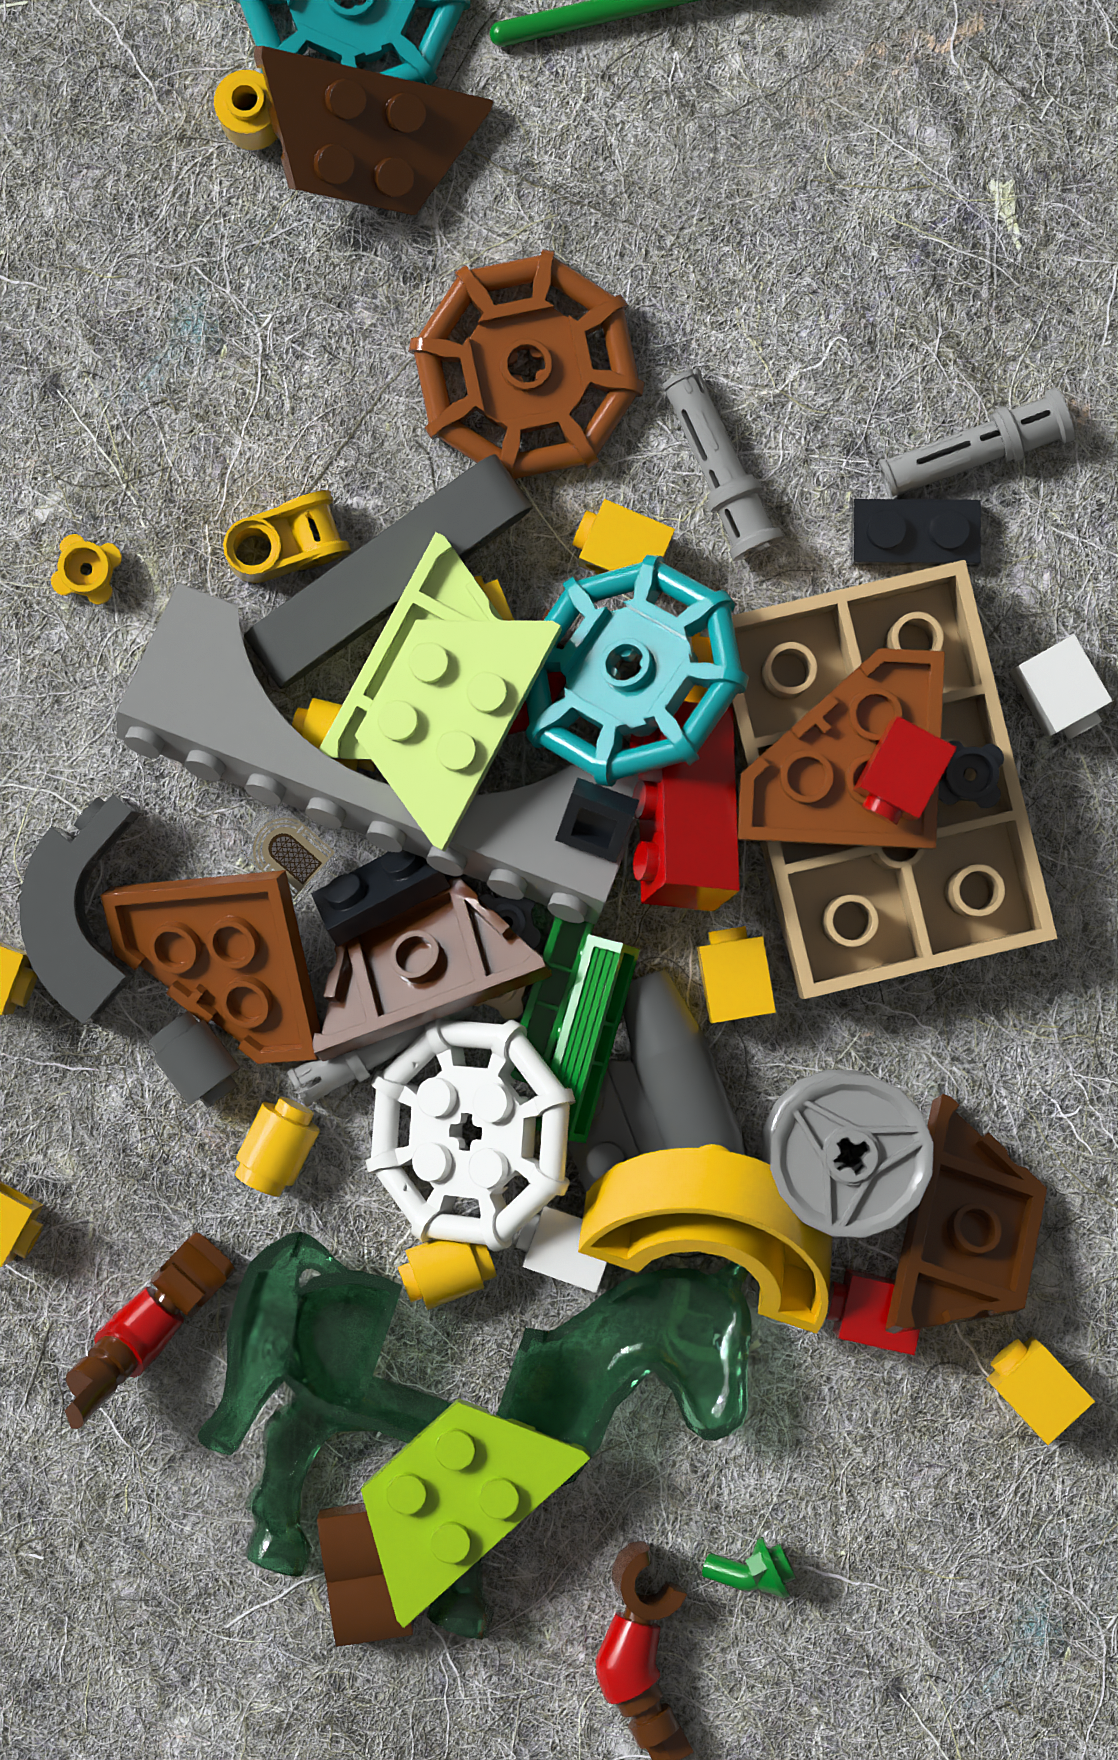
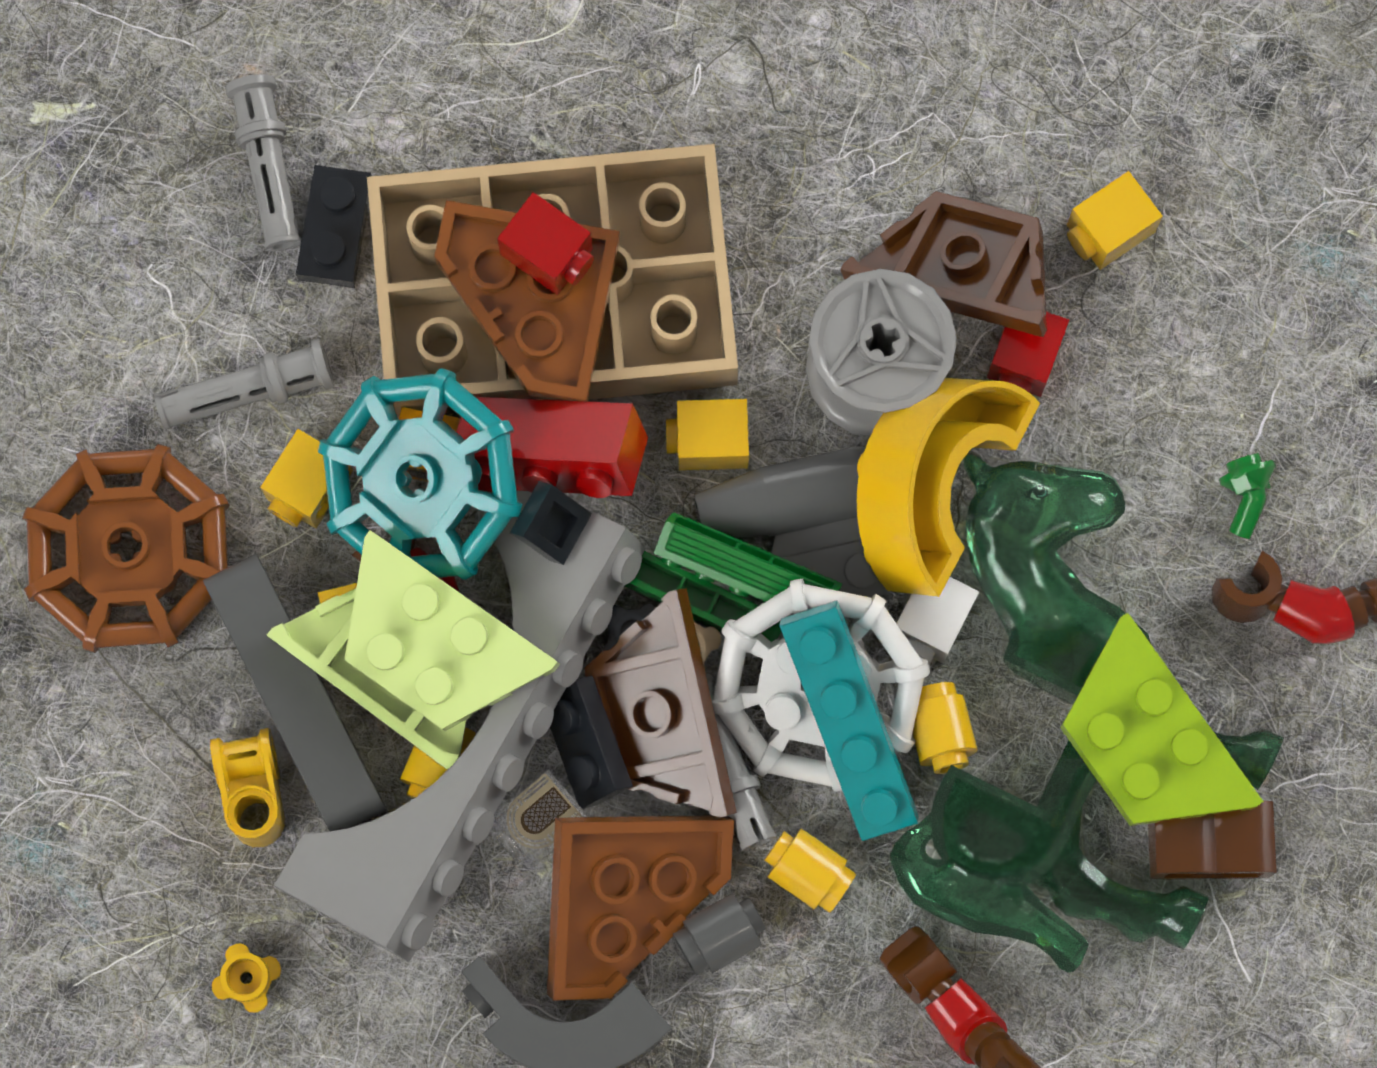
camera: 80 degrees left, 10 degrees down
(433, 1170) = (849, 720): none -> teal plate
(983, 788) = (573, 186): black plate -> none
(1062, 689) = (494, 117): white brick -> none

